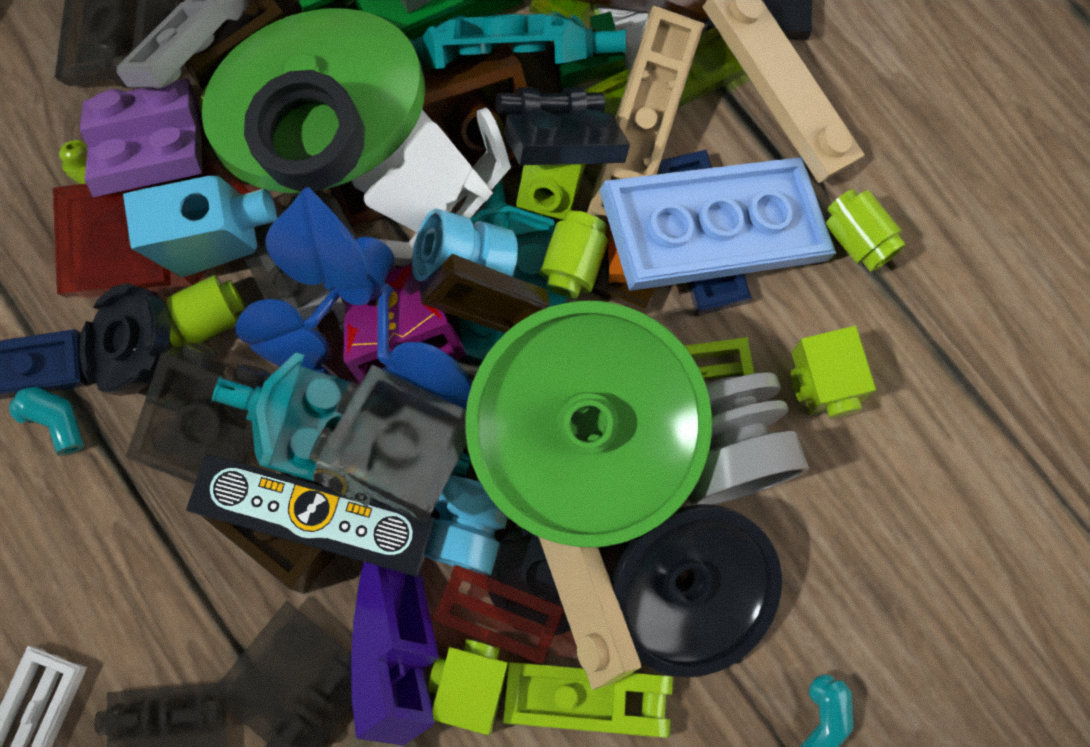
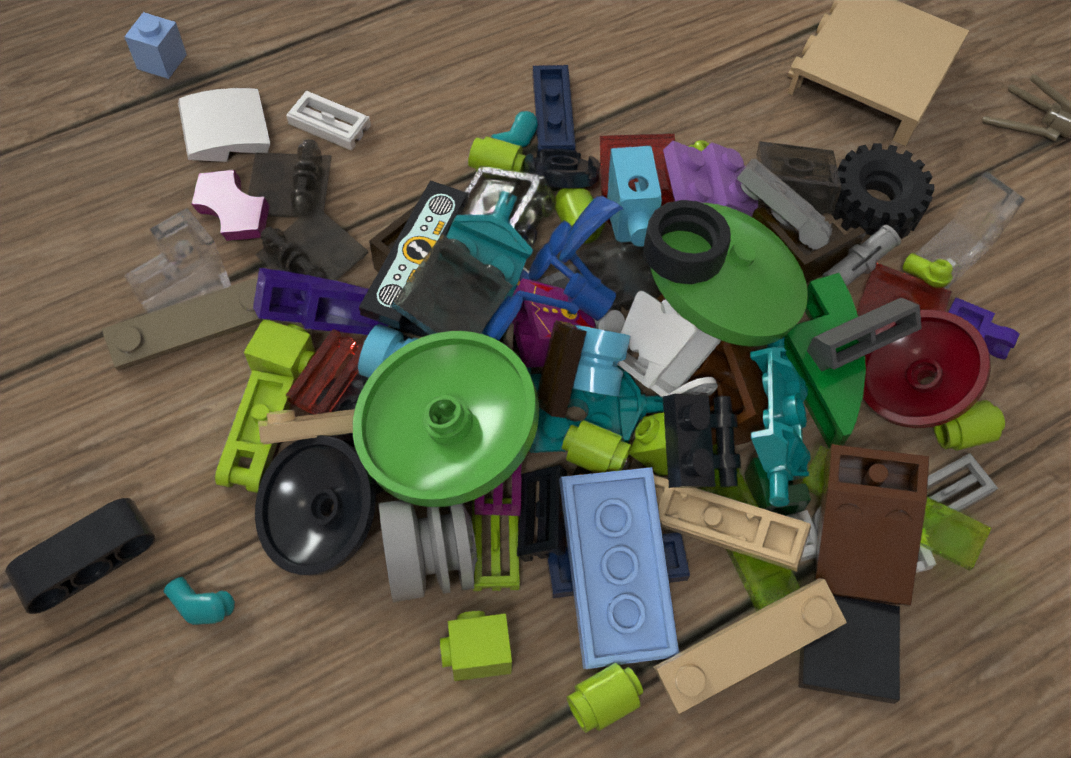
camera: 90 degrees right, 15 degrees down
(105, 435) = (496, 154): none -> lime brick
(669, 296) = (549, 511): none -> black tile

